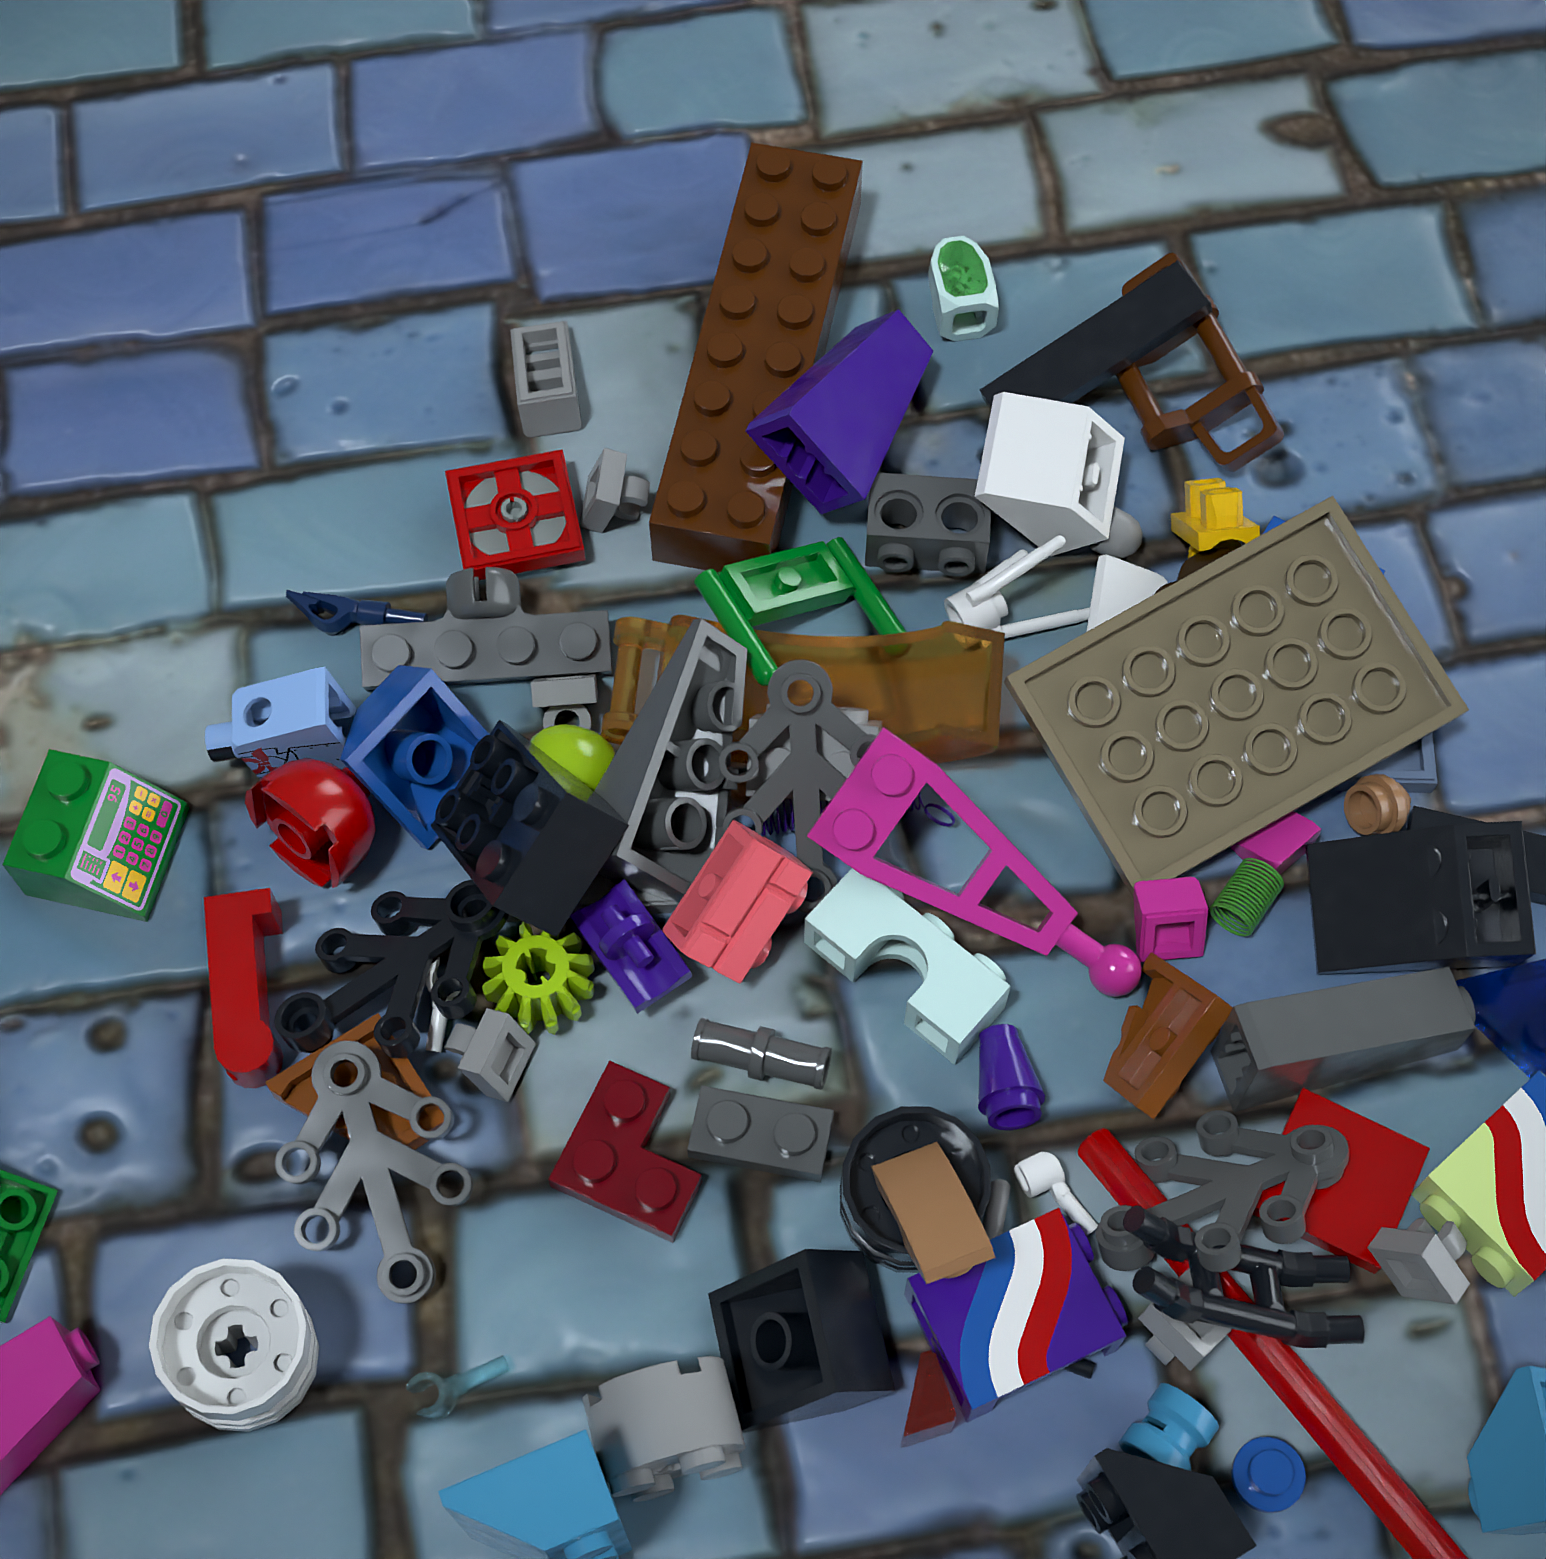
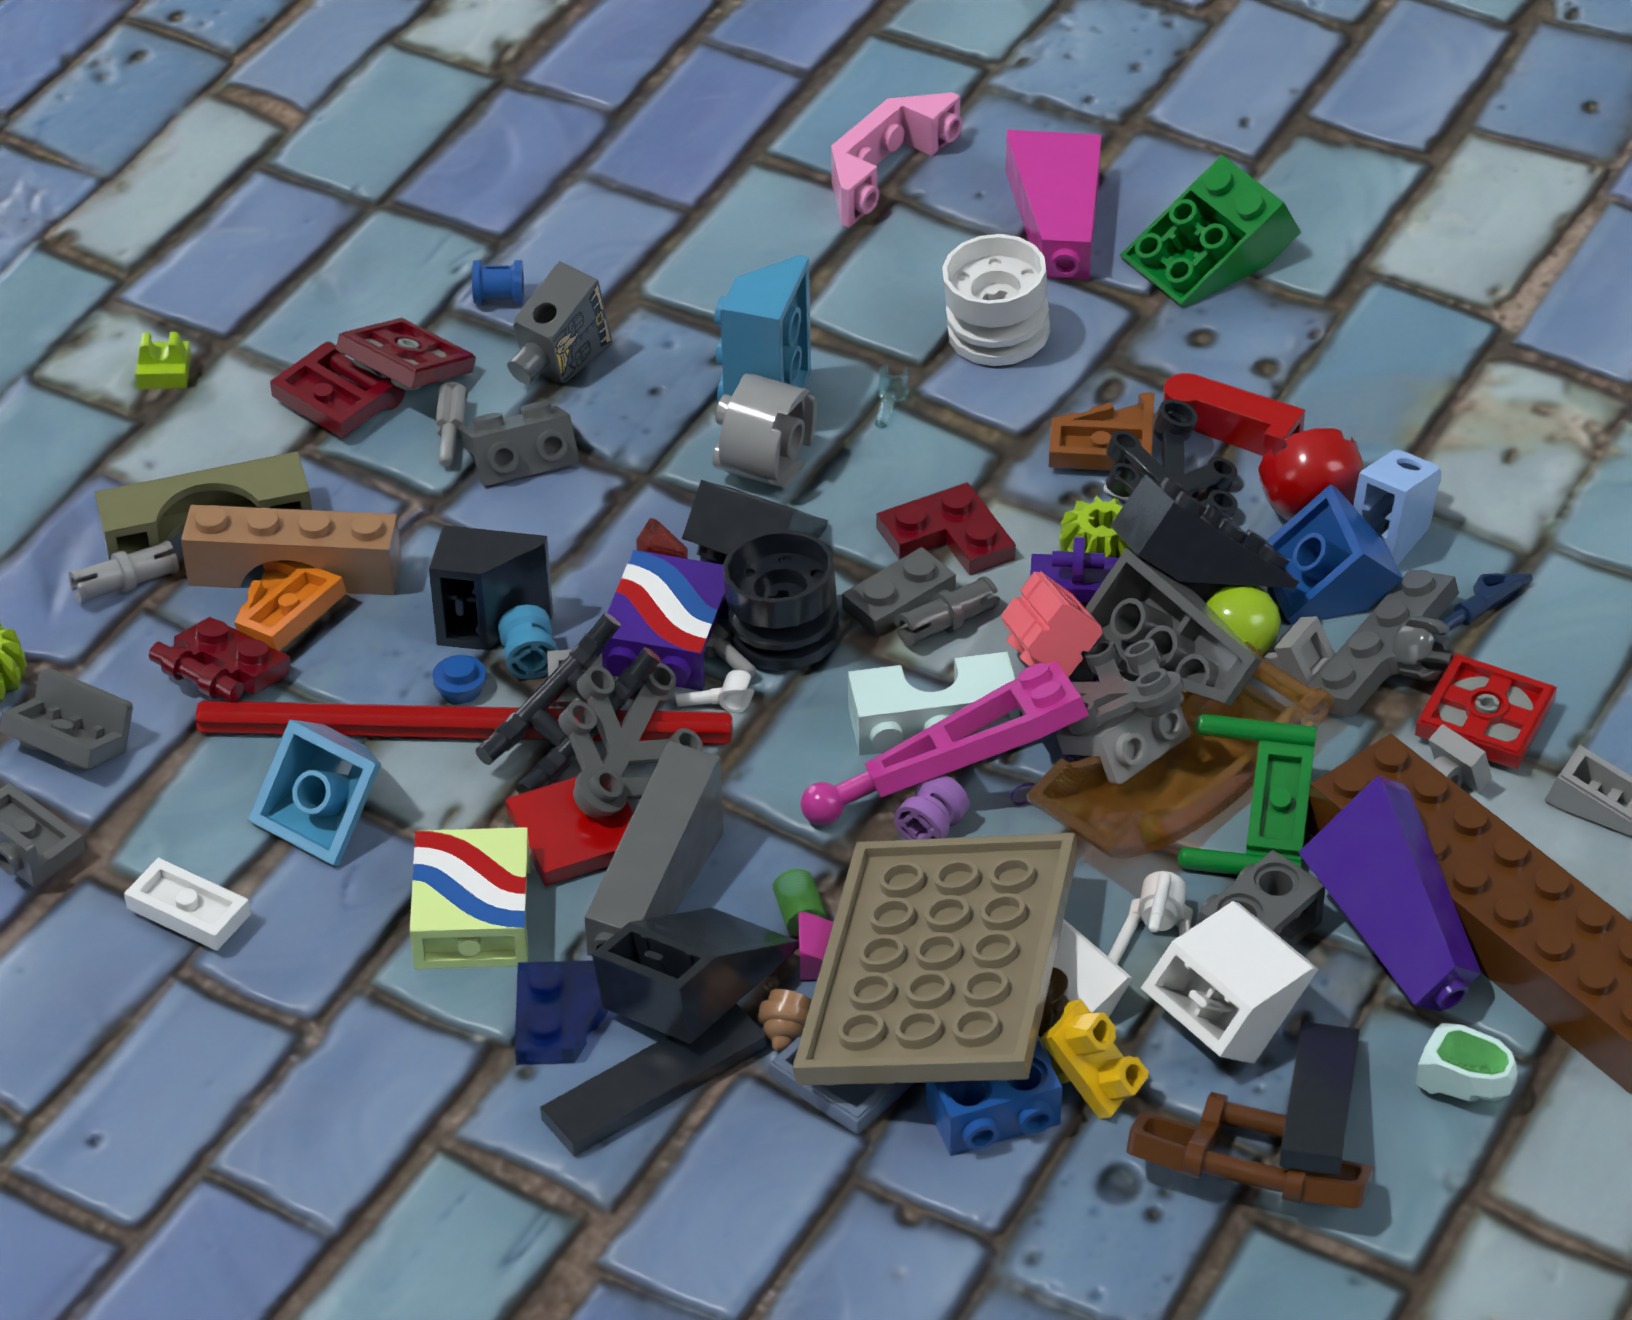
camera: 130 degrees right, 20 degrees down
(95, 837) = (1408, 397): green slope -> none
(369, 1159) = (1105, 410): plant -> none
(492, 1053) = (1067, 485): light grey tile -> none
(933, 1213) = (742, 542): medium nougat slope -> none
(1007, 1082) = (808, 707): dark purple cone -> none
(1053, 855) = (934, 808): none -> medium lavender wheel
(1124, 536) = (1147, 1022): light grey hinge -> none
(1164, 1037) = (752, 786): dark orange wing -> none
(1170, 918) = (829, 846): dark pink slope -> none
(1421, 1261) = (486, 801): light grey tile -> none

